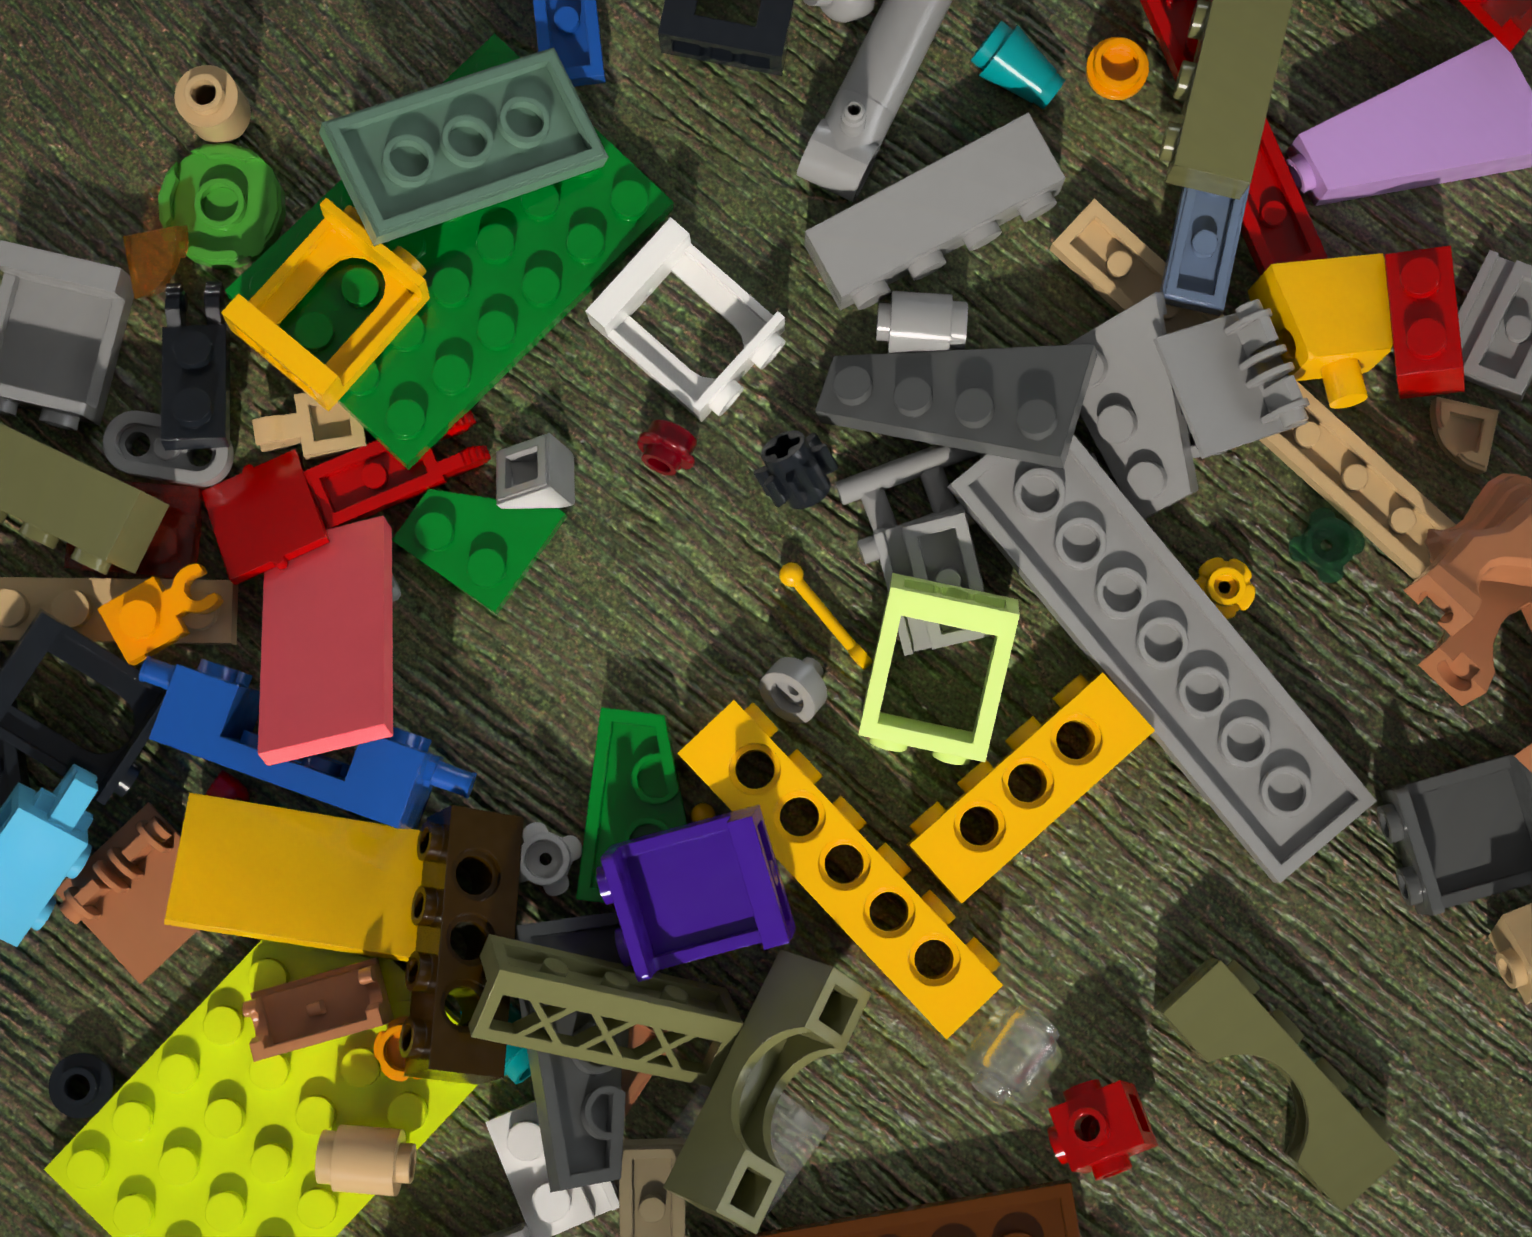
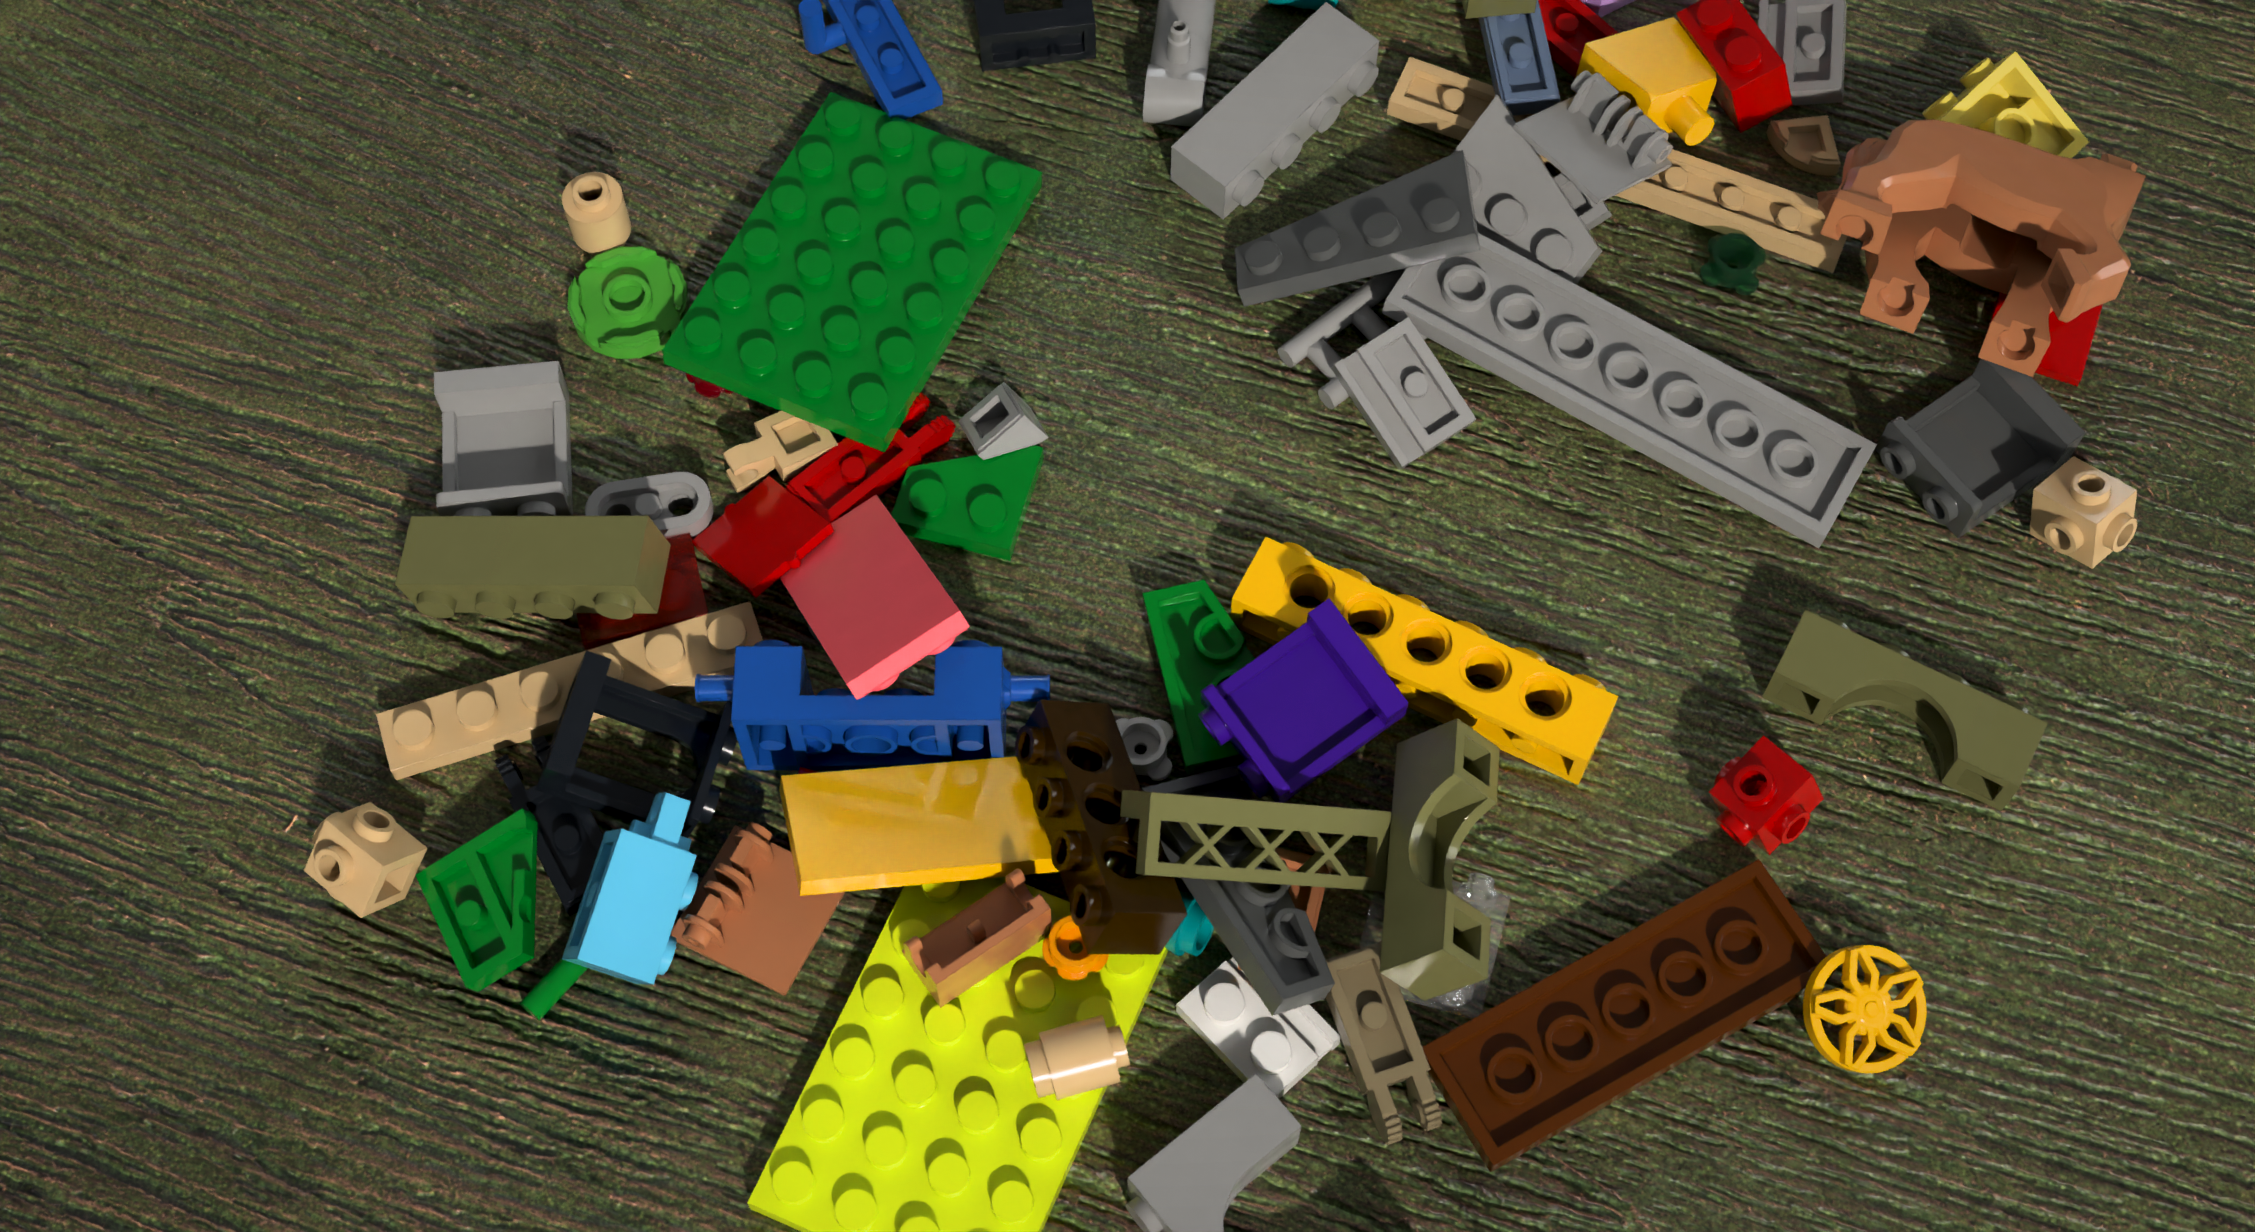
camera: 25 degrees left, 20 degrees down
(100, 1079) = (761, 1129): black plate -> none
(151, 616) = (690, 644): light orange plate -> none
(154, 258) = (583, 355): clear orange tile -> none
(195, 373) = (655, 434): black hinge -> none
(333, 240) = (764, 261): yellow panel -> none
(462, 145) = (842, 161): sand green tile -> none
(667, 447) = (1115, 363): dark red plate -> none
(672, 252) = (1055, 215): white panel -> none
(792, 575) = (1359, 483): yellow hinge -> none
(794, 689) = (1314, 522): light grey tile -> none
(796, 469) = (1240, 342): black gear -> none
(922, 322) = (1300, 193): light grey brick -> none
(950, 607) = (1430, 393): yellowish green window -> none
(1014, 1055) = (1655, 763): clear head -> none
(1113, 733) = (1597, 452): yellow brick -> none
(1236, 575) = (1667, 309): yellow plate -> none

